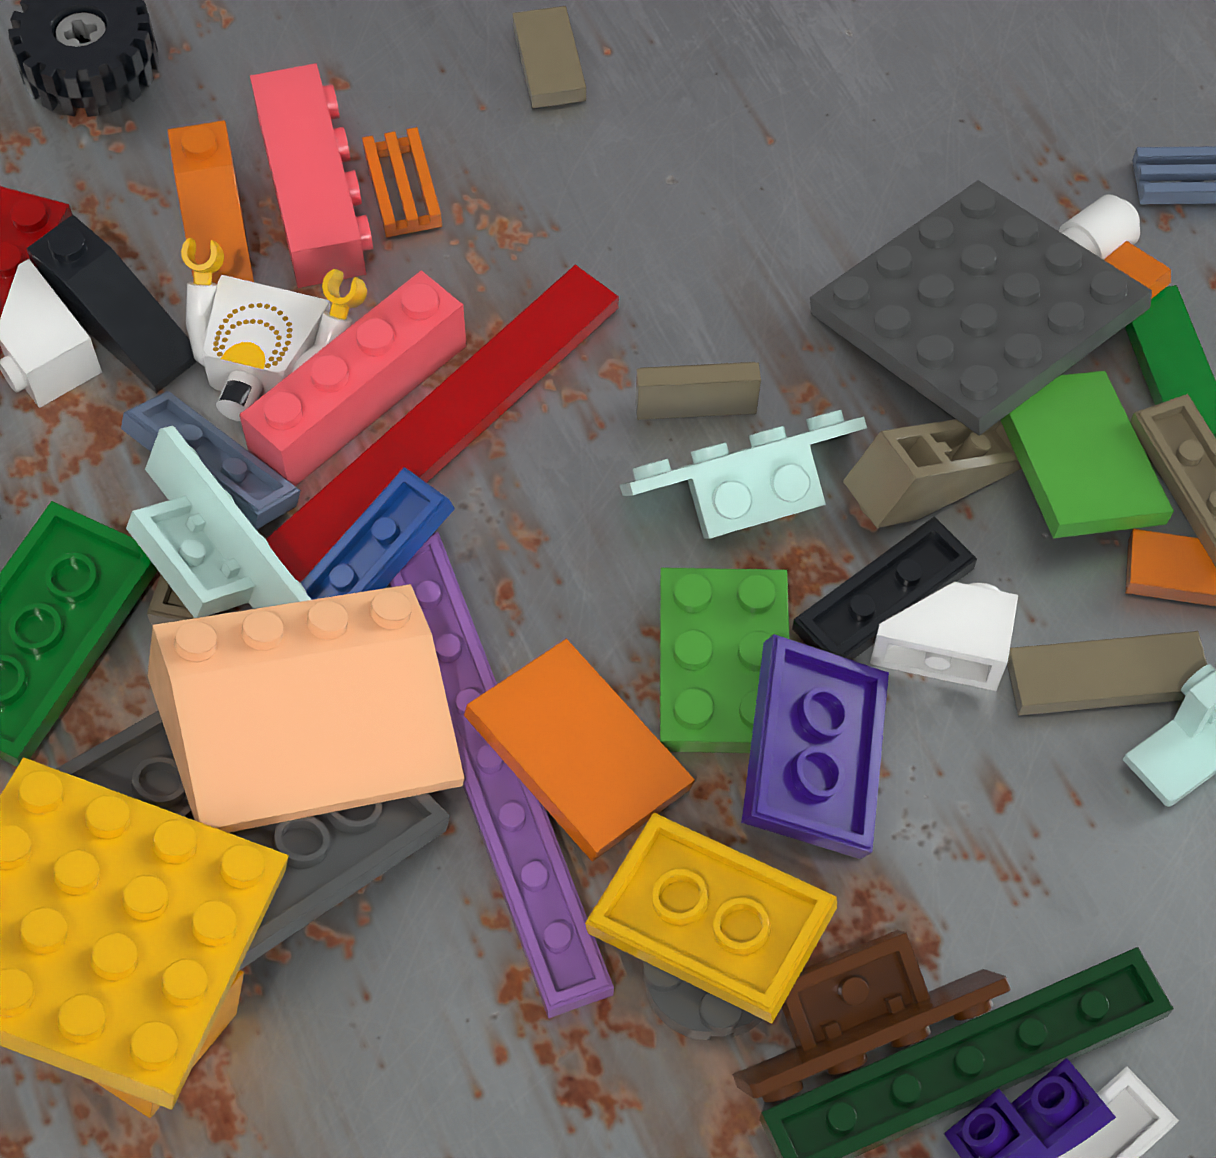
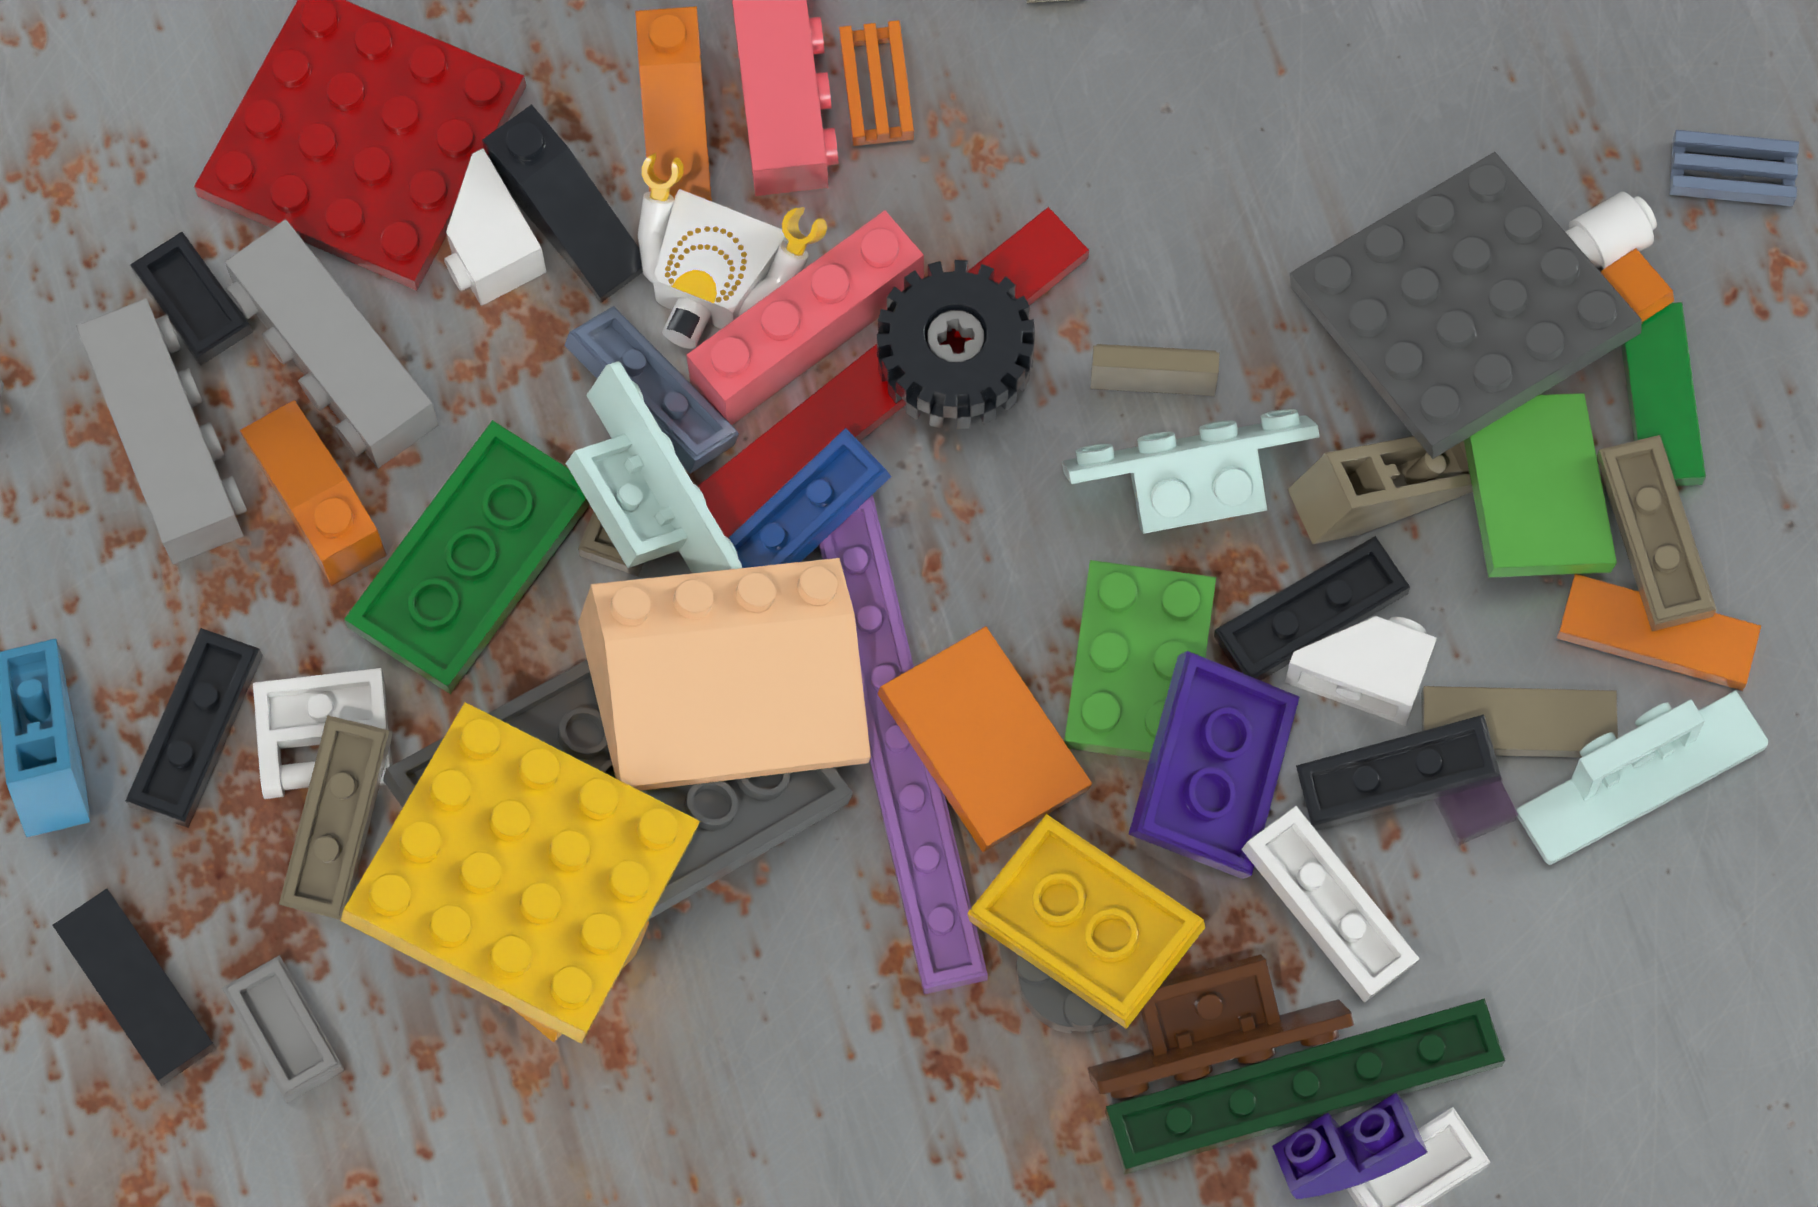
camera: 10 degrees right, 10 degrees up
(494, 416) = (929, 373): none -> black bush
(959, 870) = (1330, 904): none -> white plate
(1003, 732) = (1399, 772): none -> black tile
(1079, 754) = (1476, 811): none -> clear purple tile

